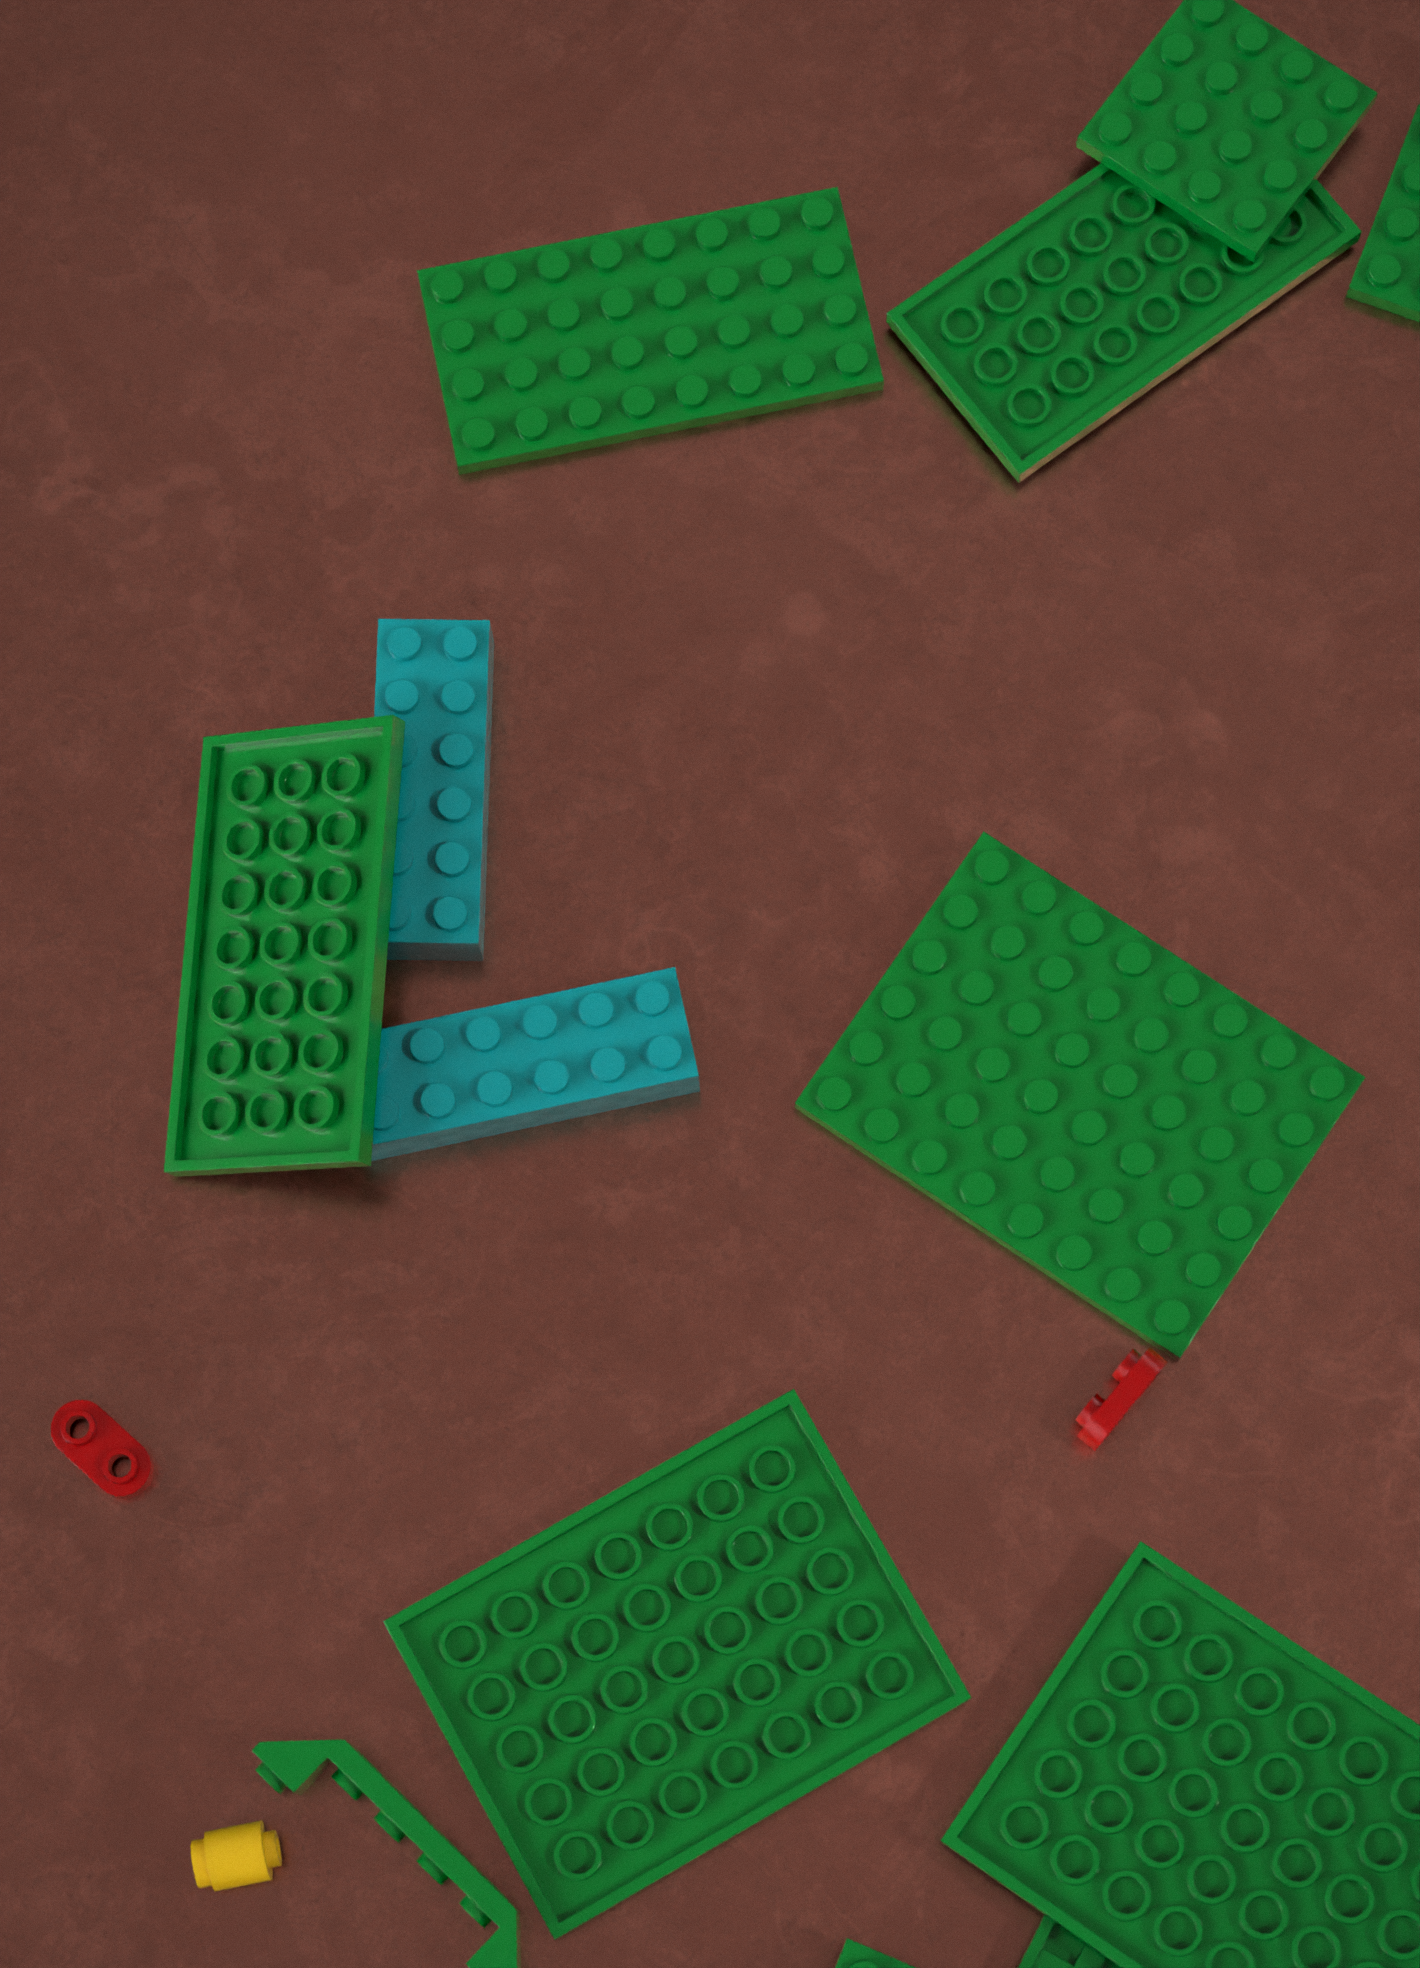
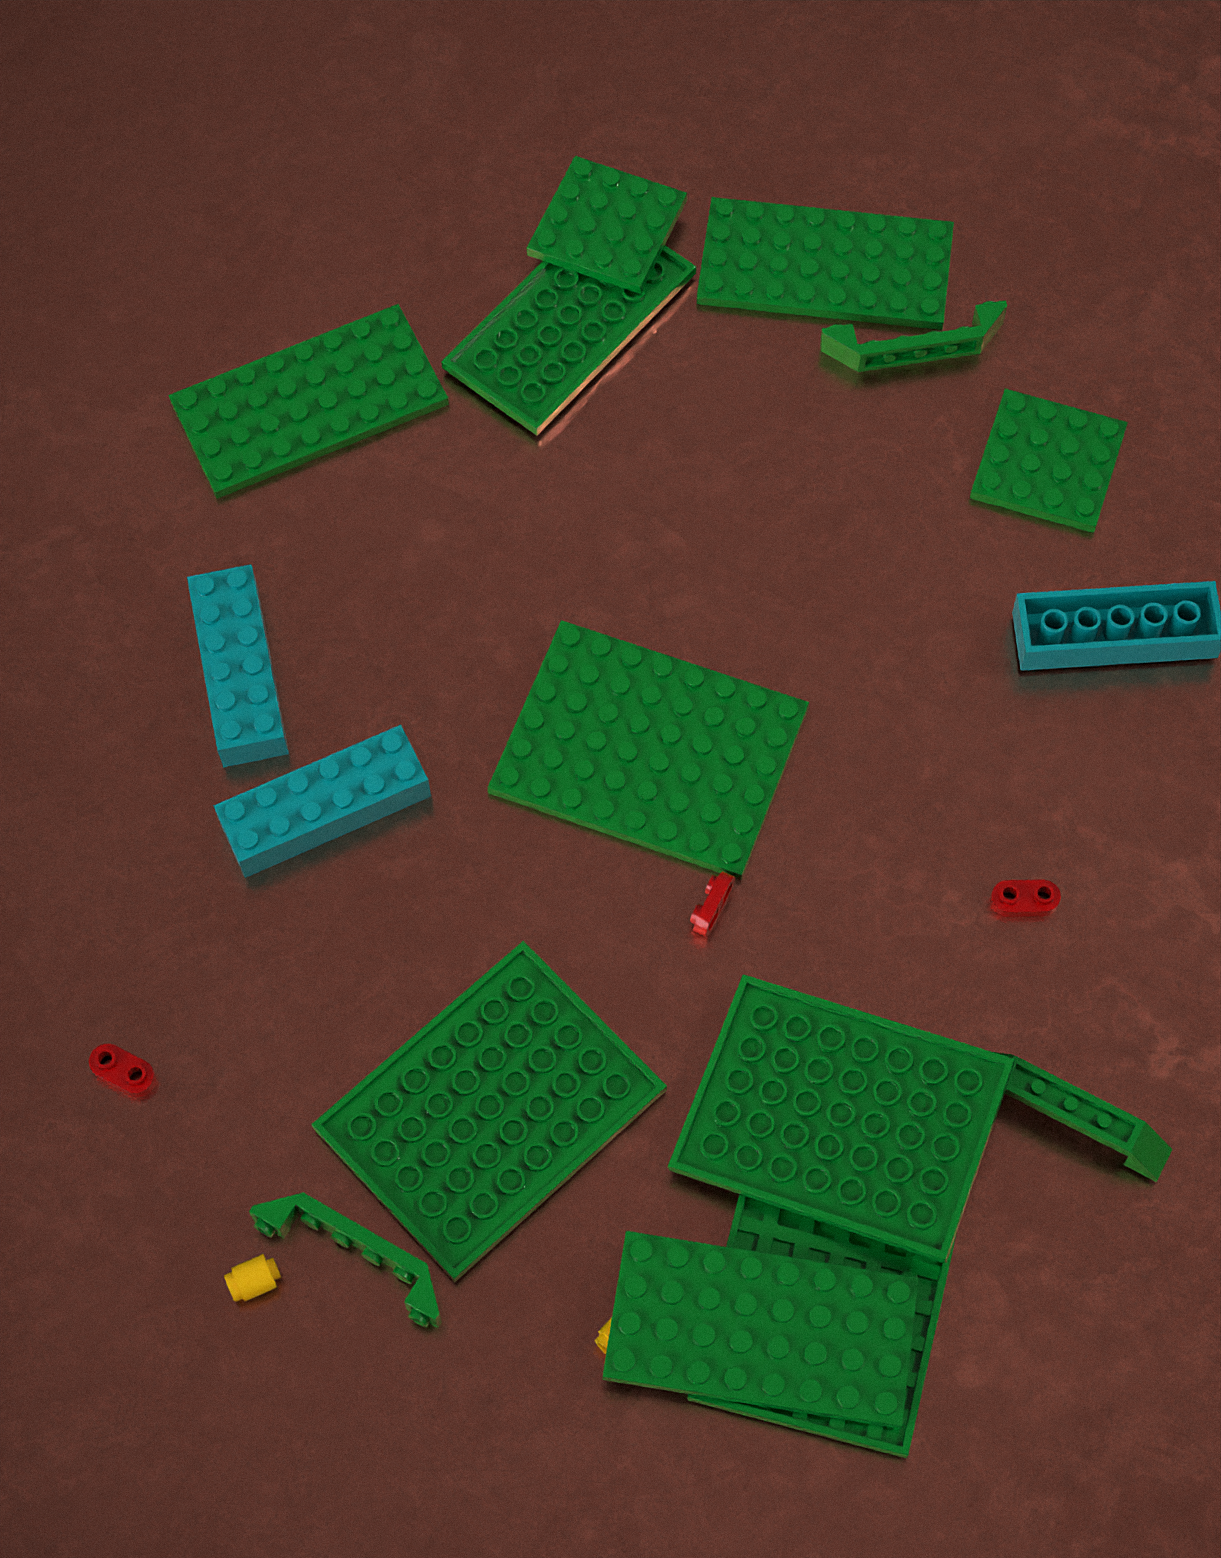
camera: 15 degrees left, 10 degrees down
(286, 949) = (172, 766): green plate -> none

